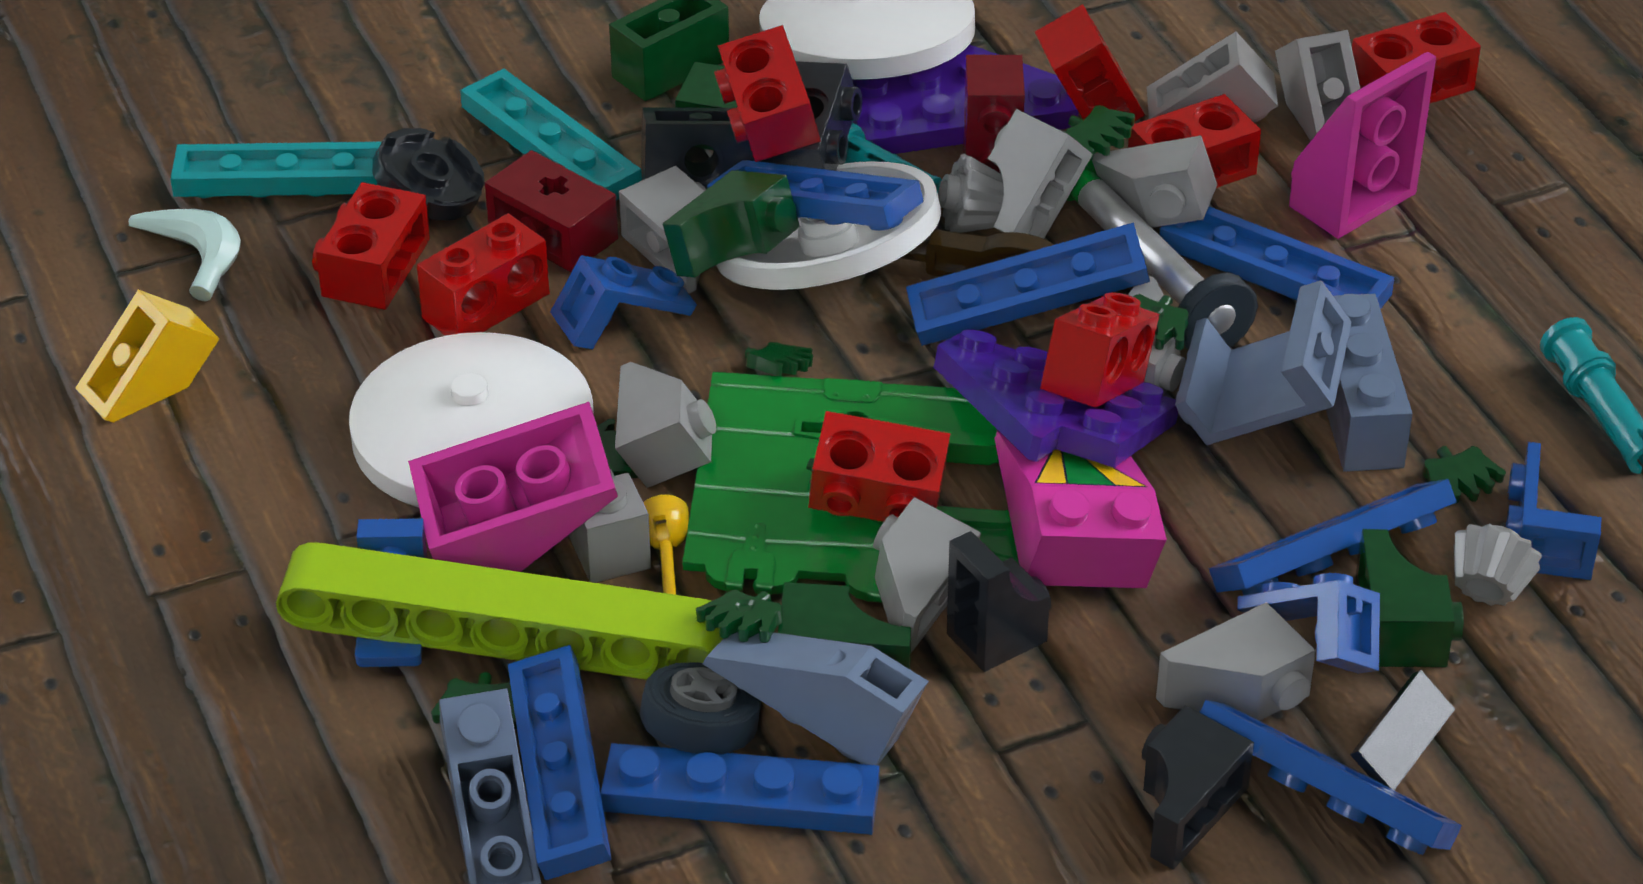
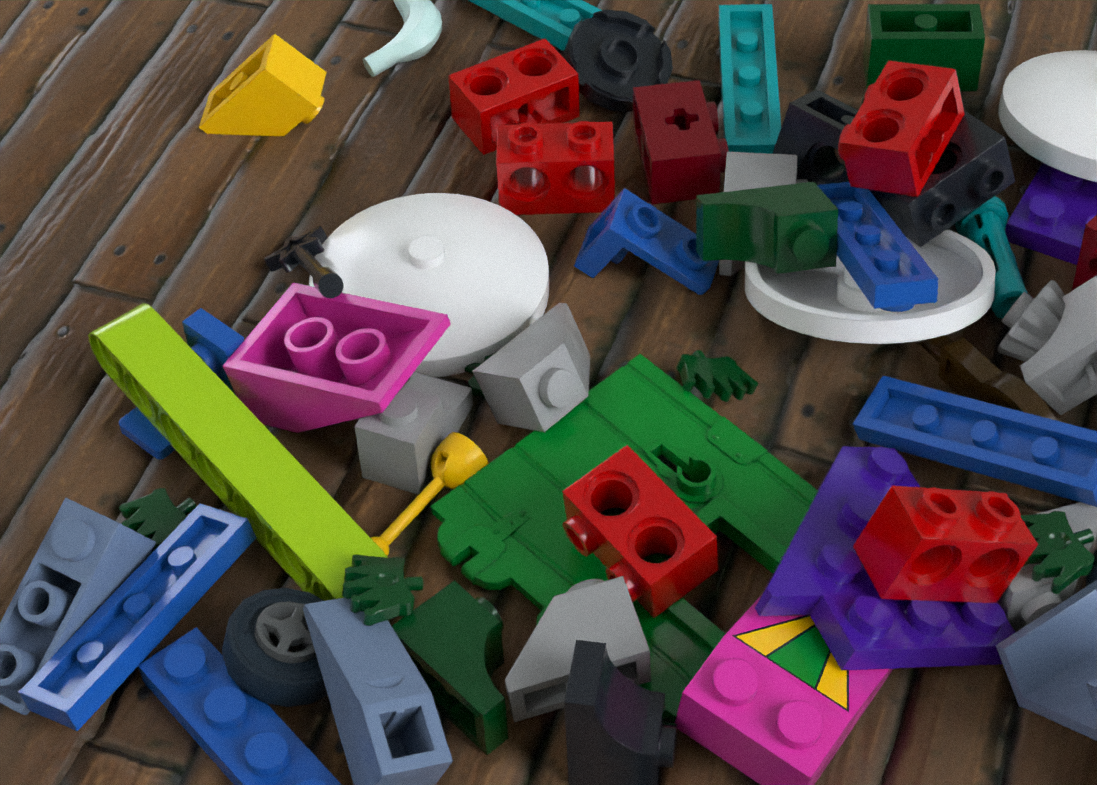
camera: 45 degrees right, 5 degrees up
(346, 448) = (302, 251): none -> black piece

